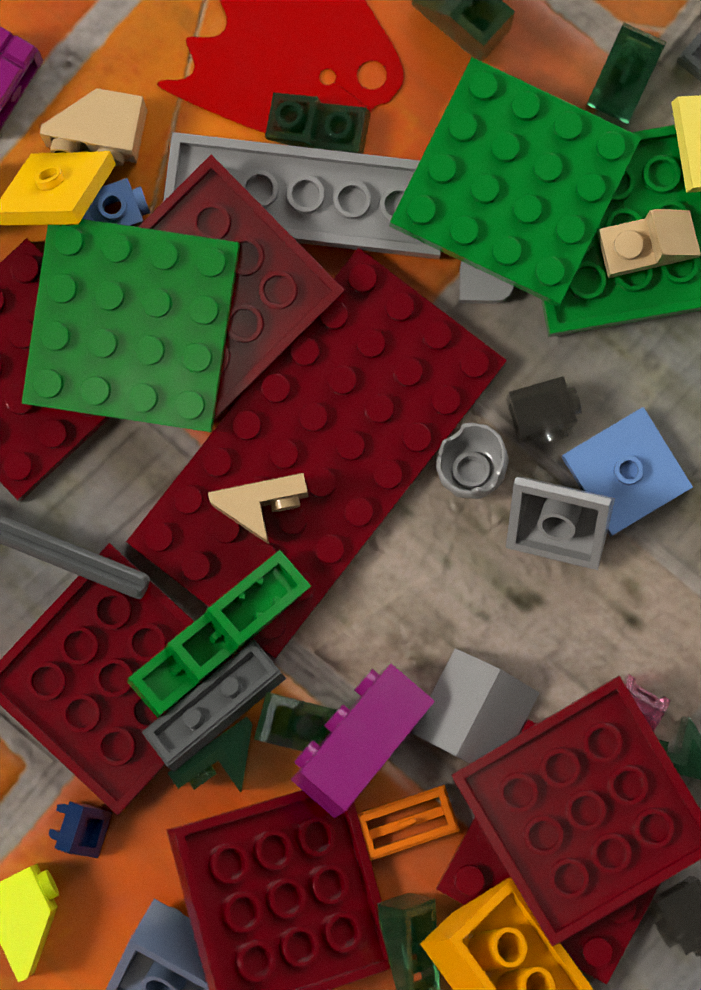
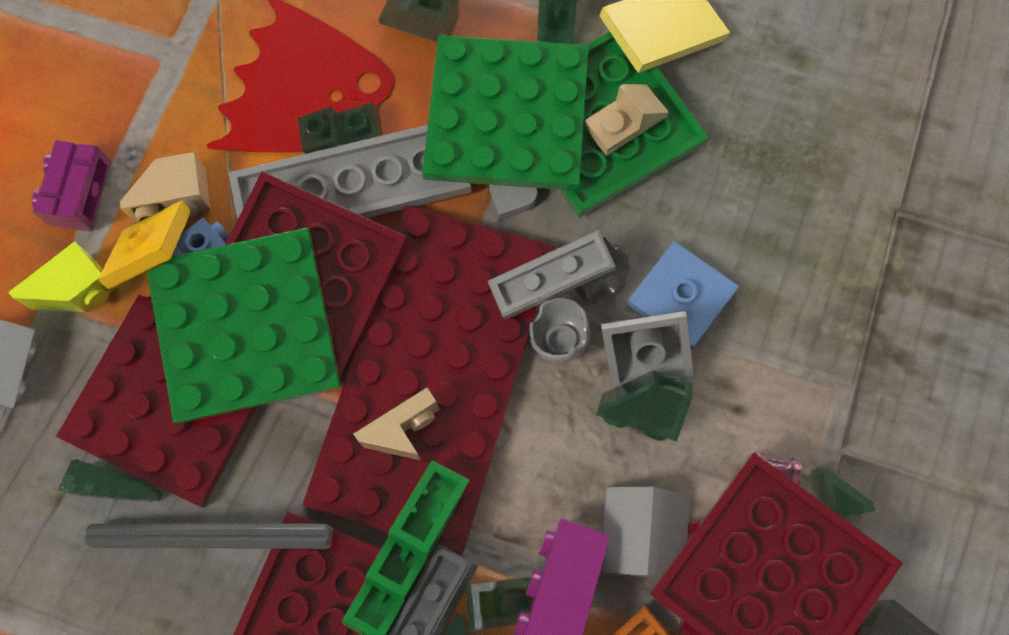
camera: 20 degrees left, 10 degrees down
(487, 397) = (551, 275): none -> light grey tile
(535, 579) = (649, 403): none -> clear green slope

